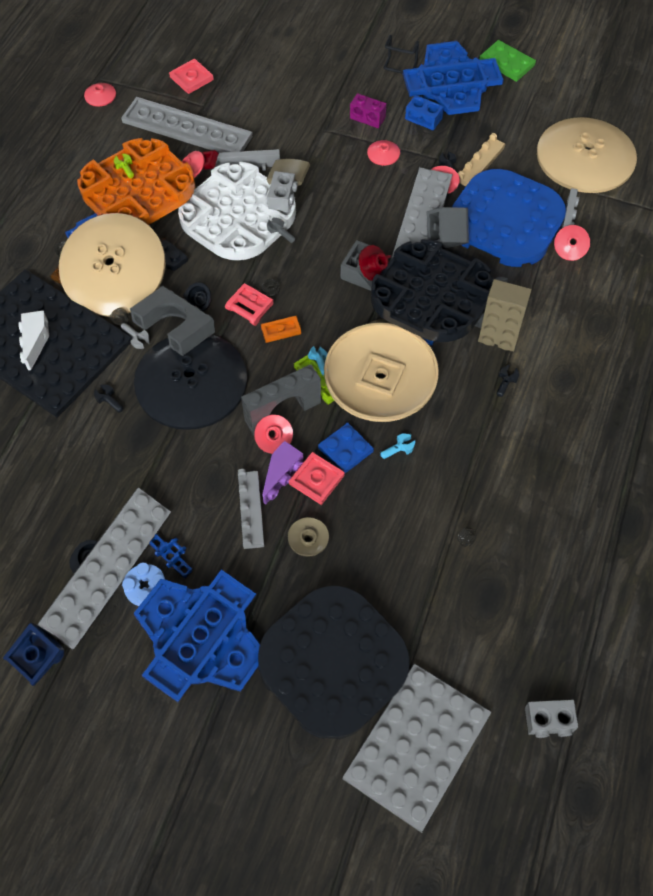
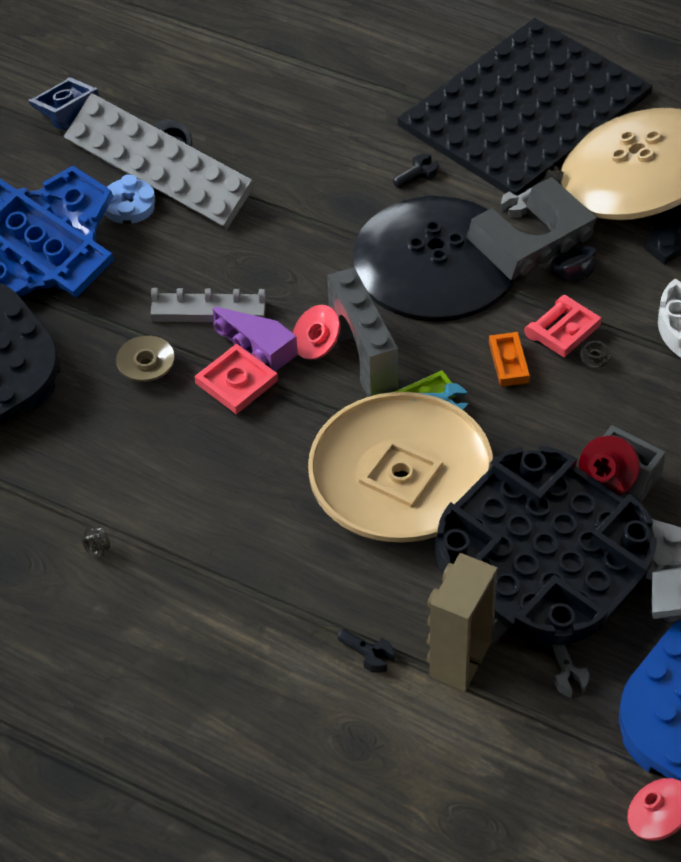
camera: 100 degrees right, 10 degrees down
(34, 336) = (517, 85): white slope -> none
(167, 546) = (157, 230): blue piece -> none
(345, 448) = (282, 420): blue plate -> none
(408, 448) = (265, 495): medium azure bar -> none

